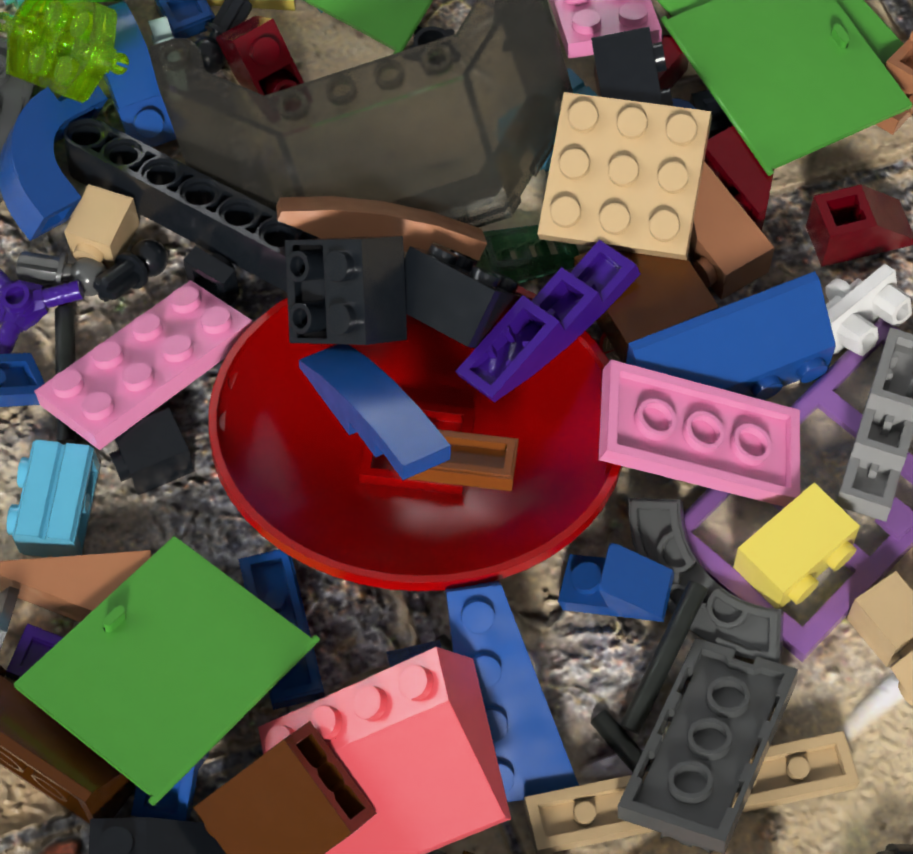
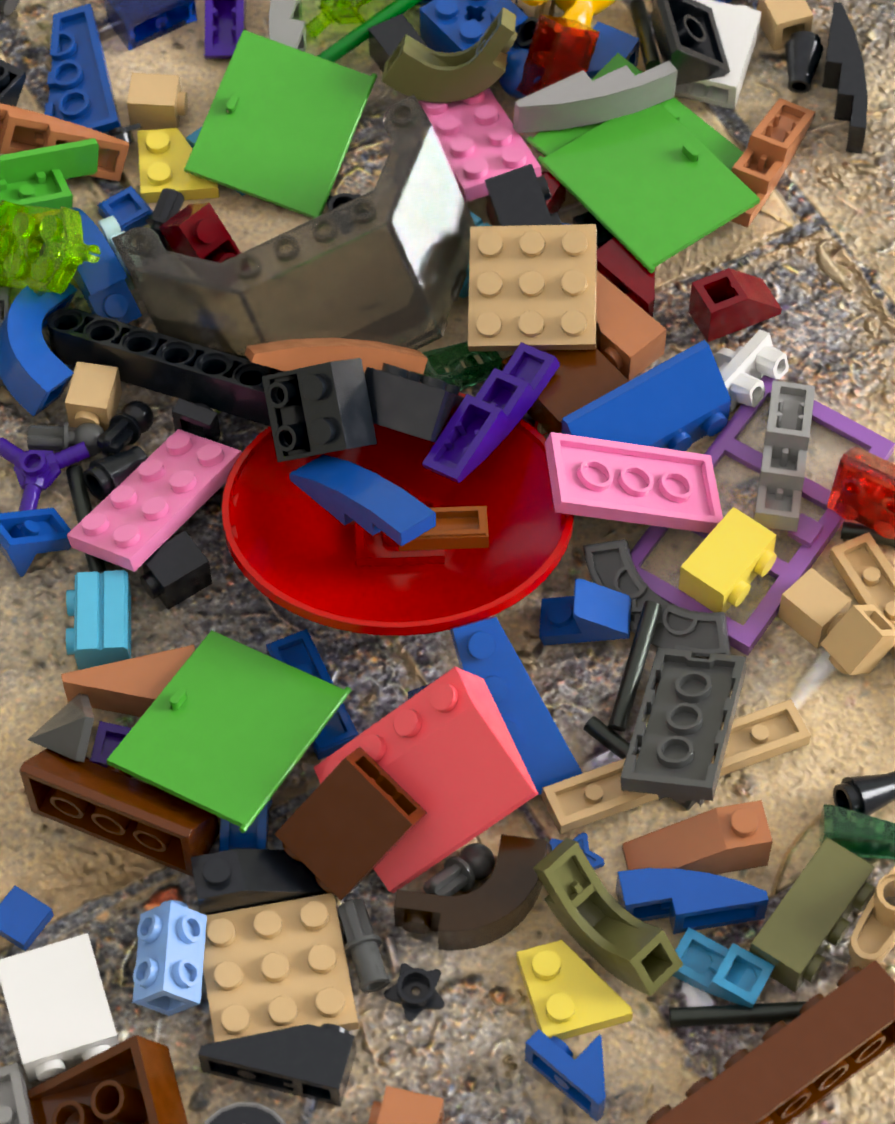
camera: 10 degrees left, 5 degrees down
(102, 320) = (111, 471): none -> black cone

